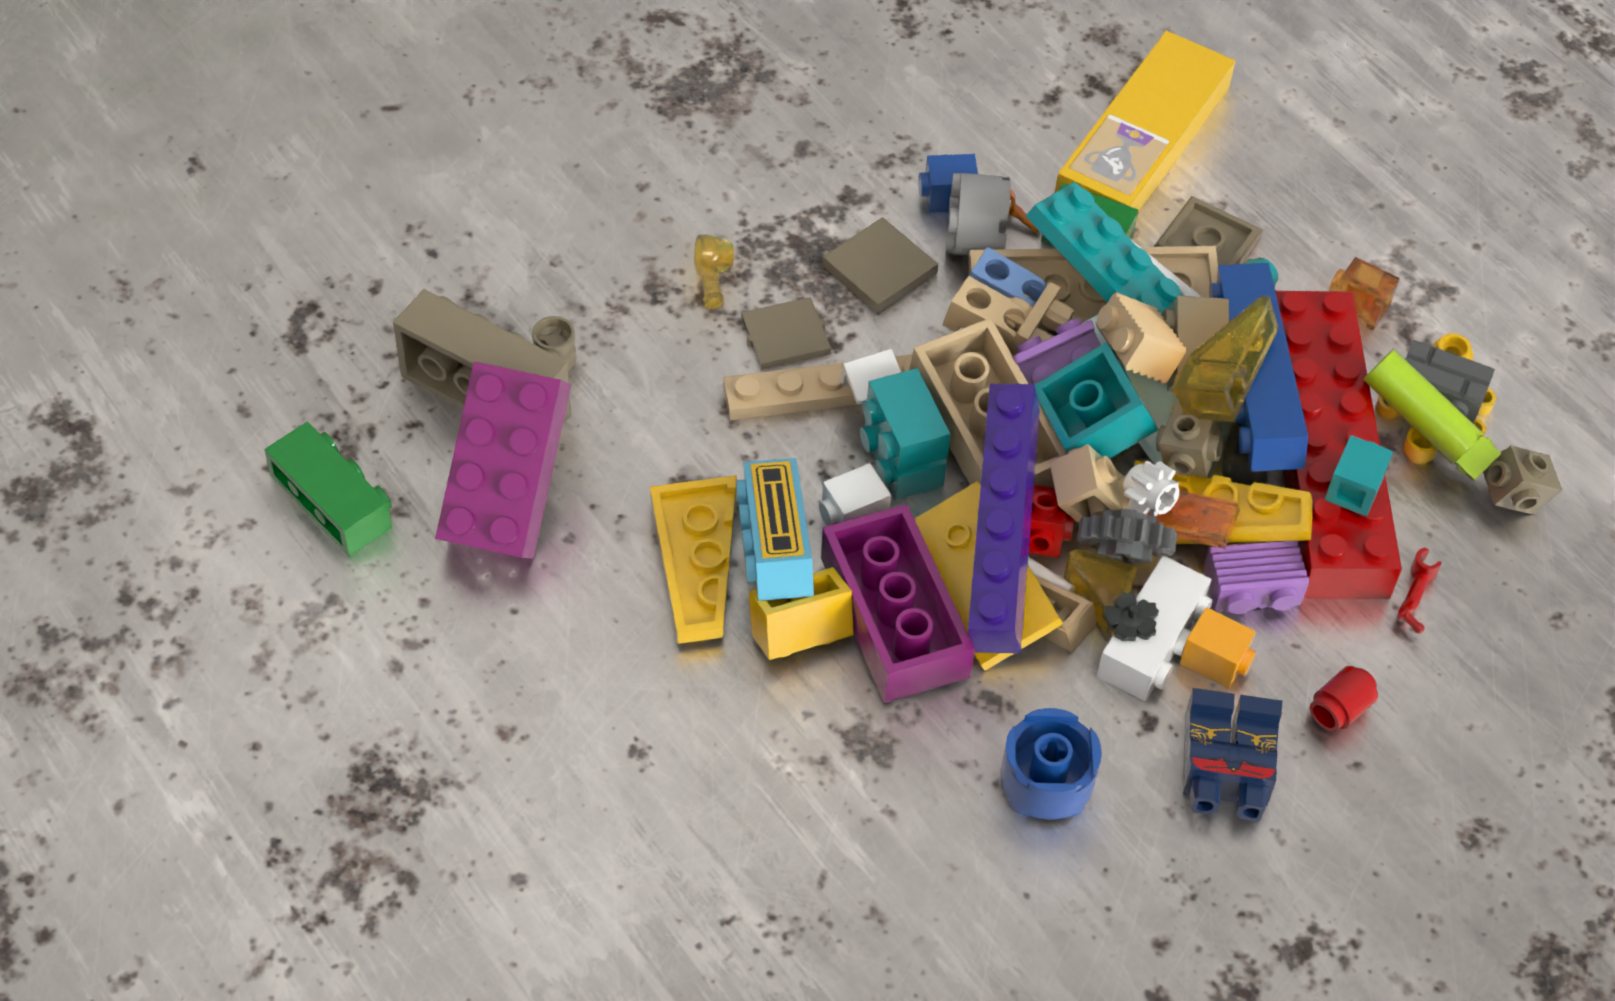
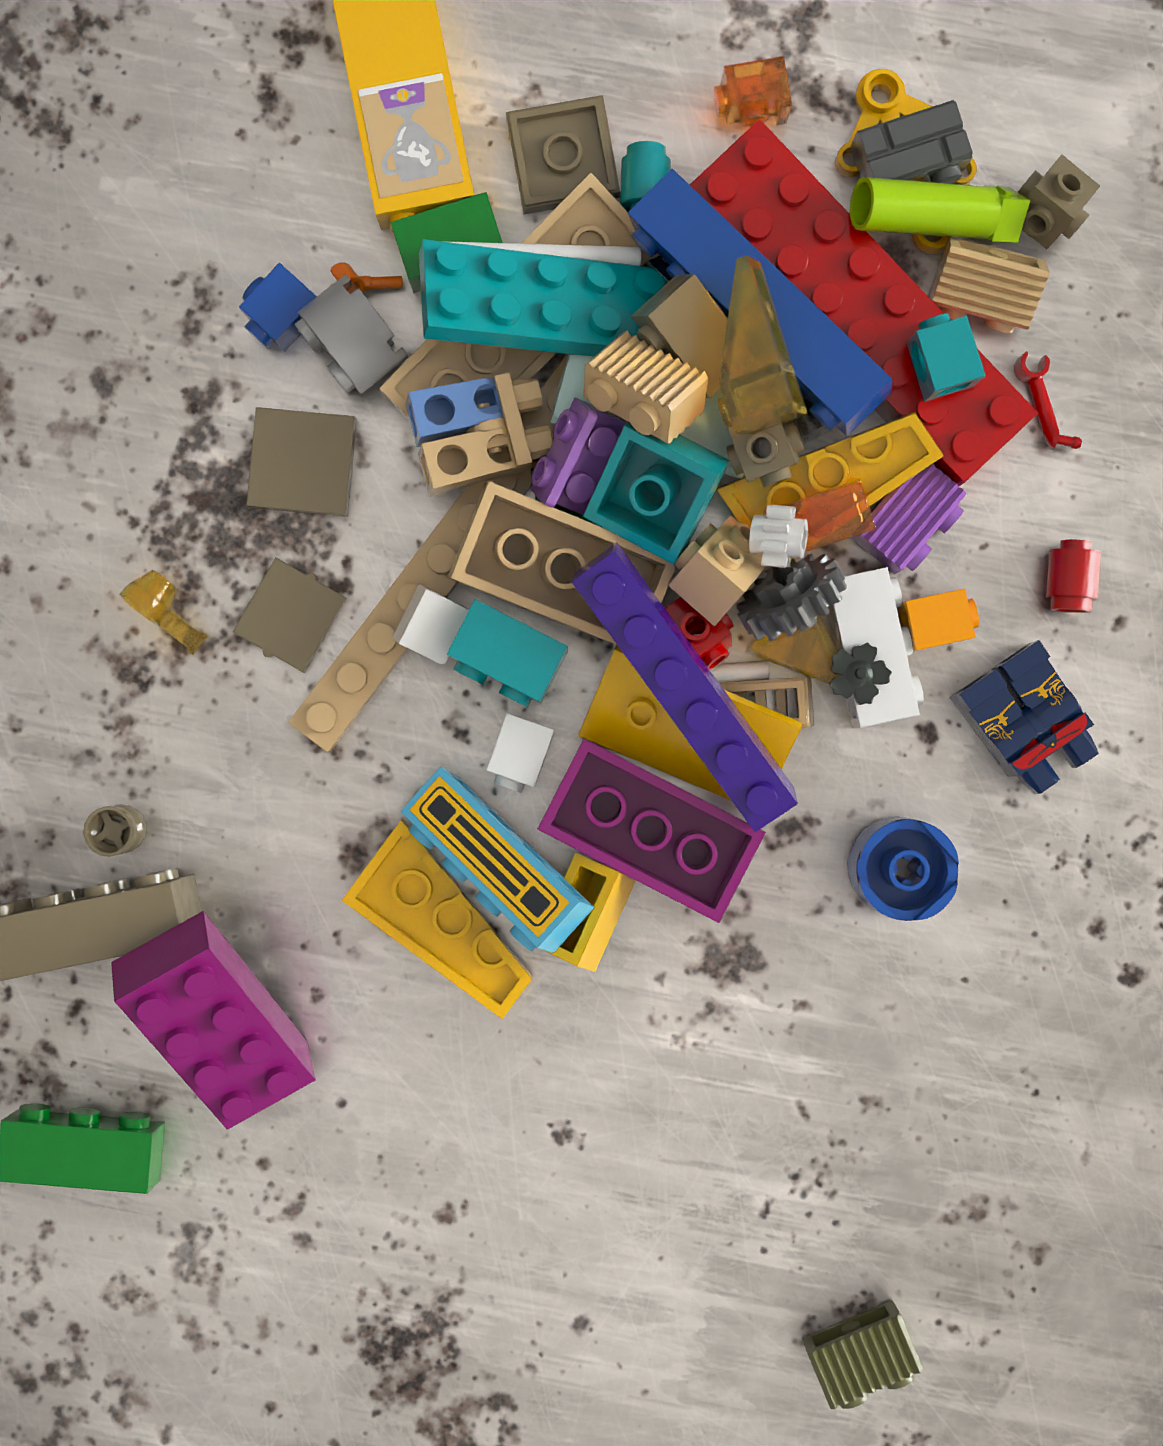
camera: 45 degrees left, 35 degrees up
(1433, 487) = (988, 284): none -> tan brick

